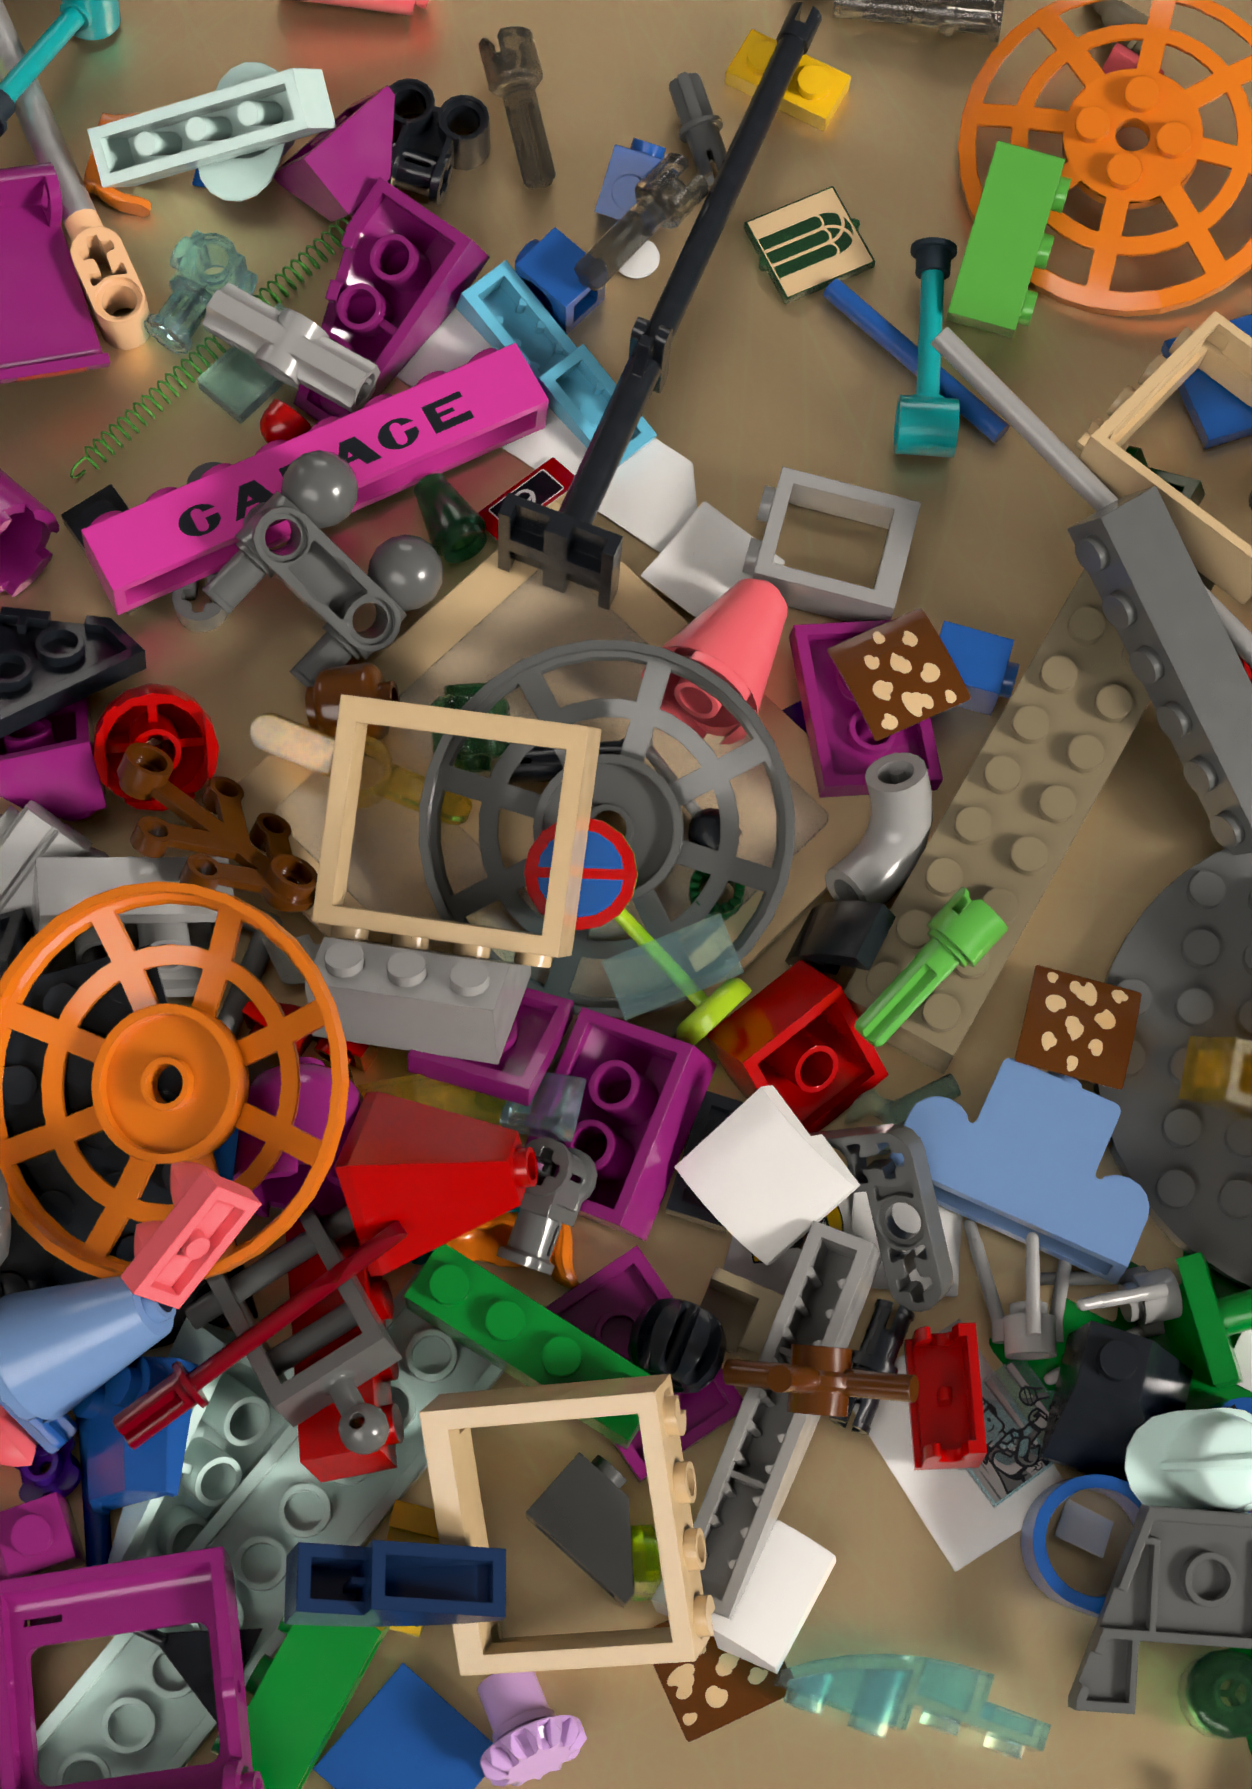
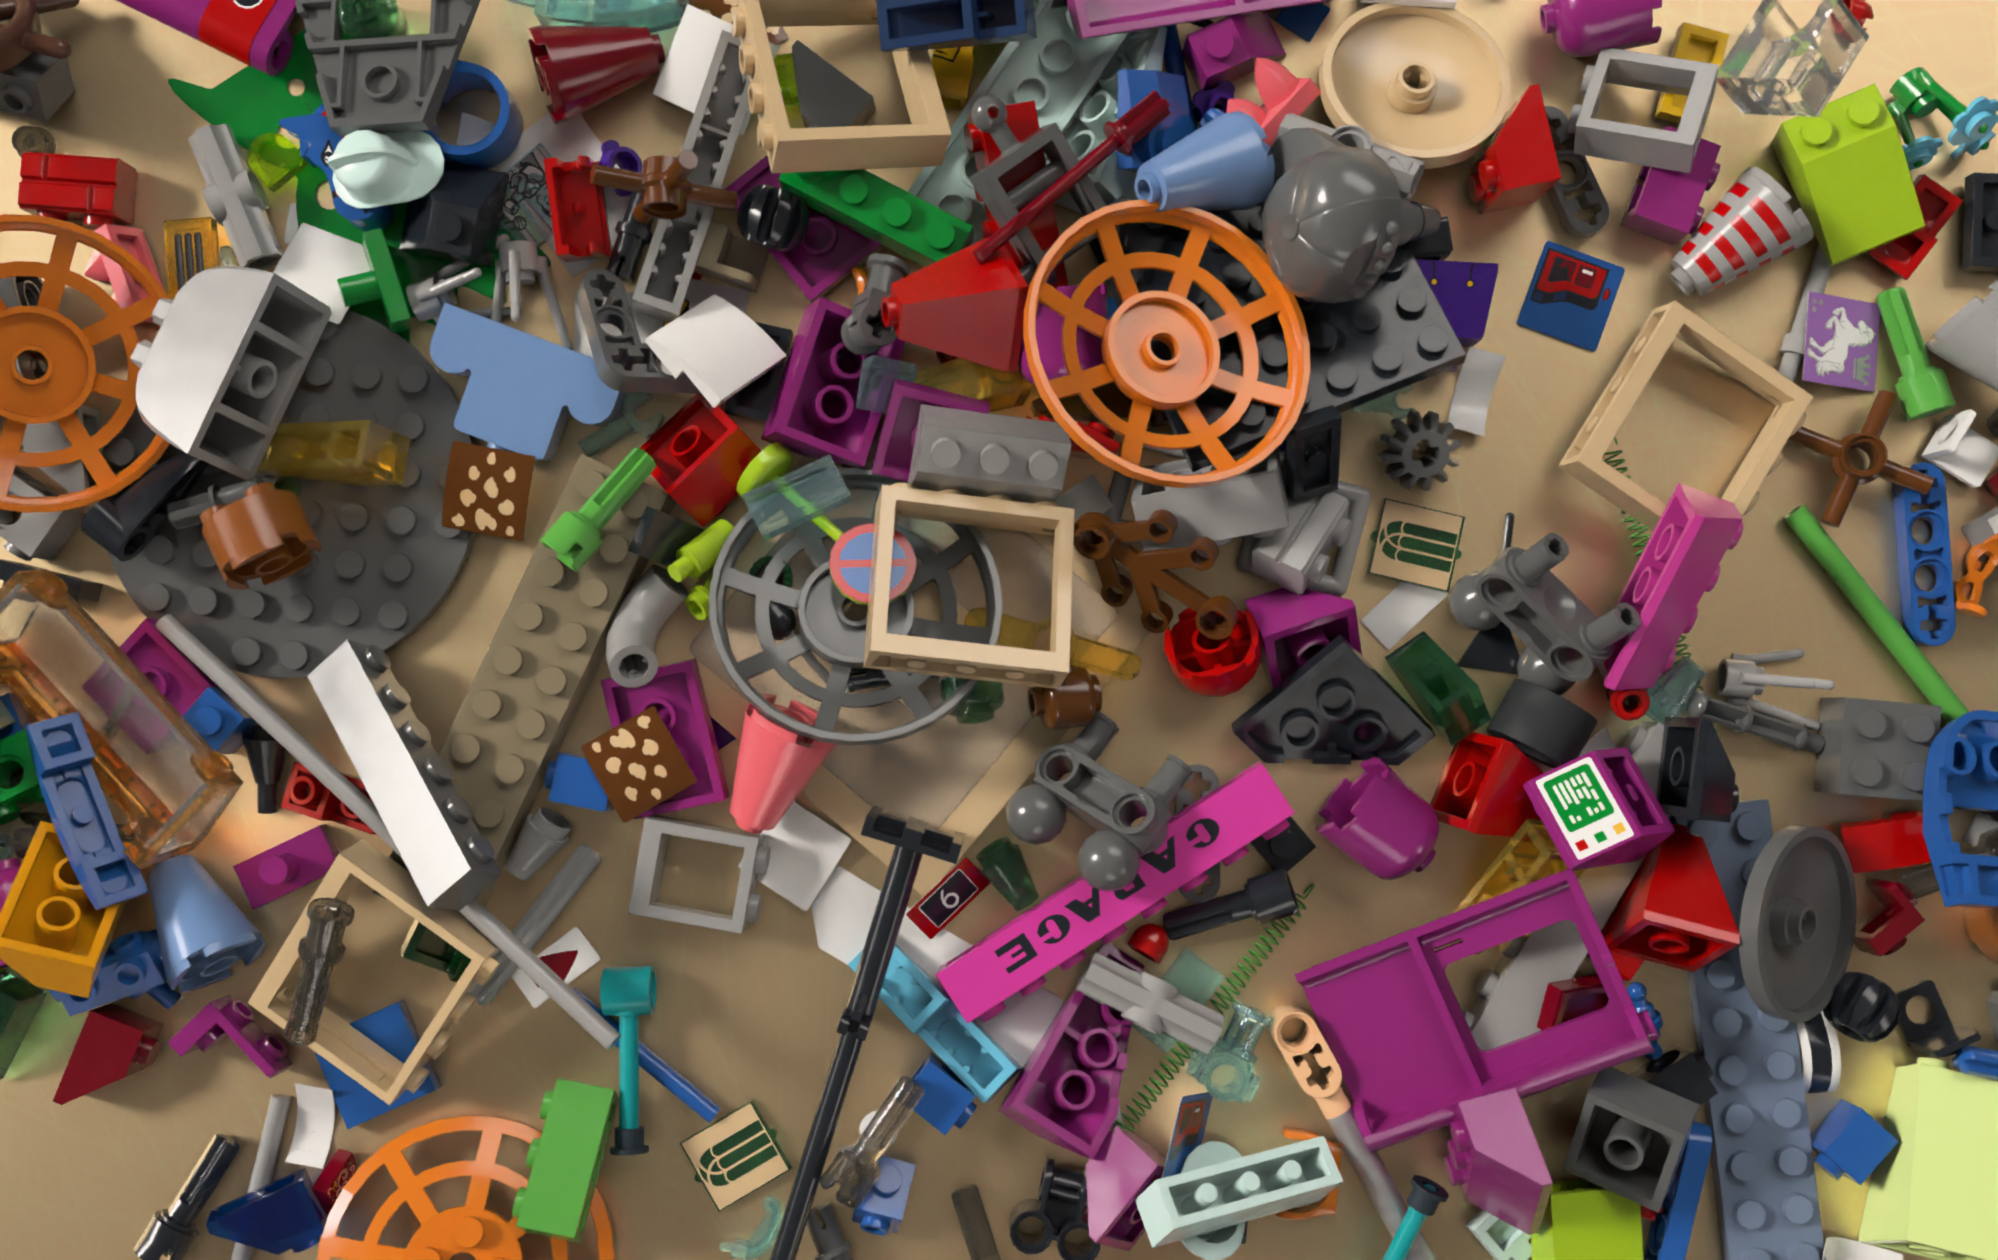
camera: 175 degrees right, 15 degrees up
(134, 455) = (1264, 898): none -> black piece
(183, 1248) = (1135, 210): coral tile -> none
(267, 201) = (1187, 1131): none -> sticker
(784, 154) = (761, 1238): none -> clear light blue piece
(803, 906) = (695, 560): none -> lime plant
(875, 1447) = (623, 157): none -> dark purple plate
(916, 1598) = (591, 64): none -> dark red cone
(1007, 474) = (566, 957): none -> white sticker
(1016, 538) = (542, 915): none -> light grey axle
(1031, 605) = (537, 842): none -> light grey cone

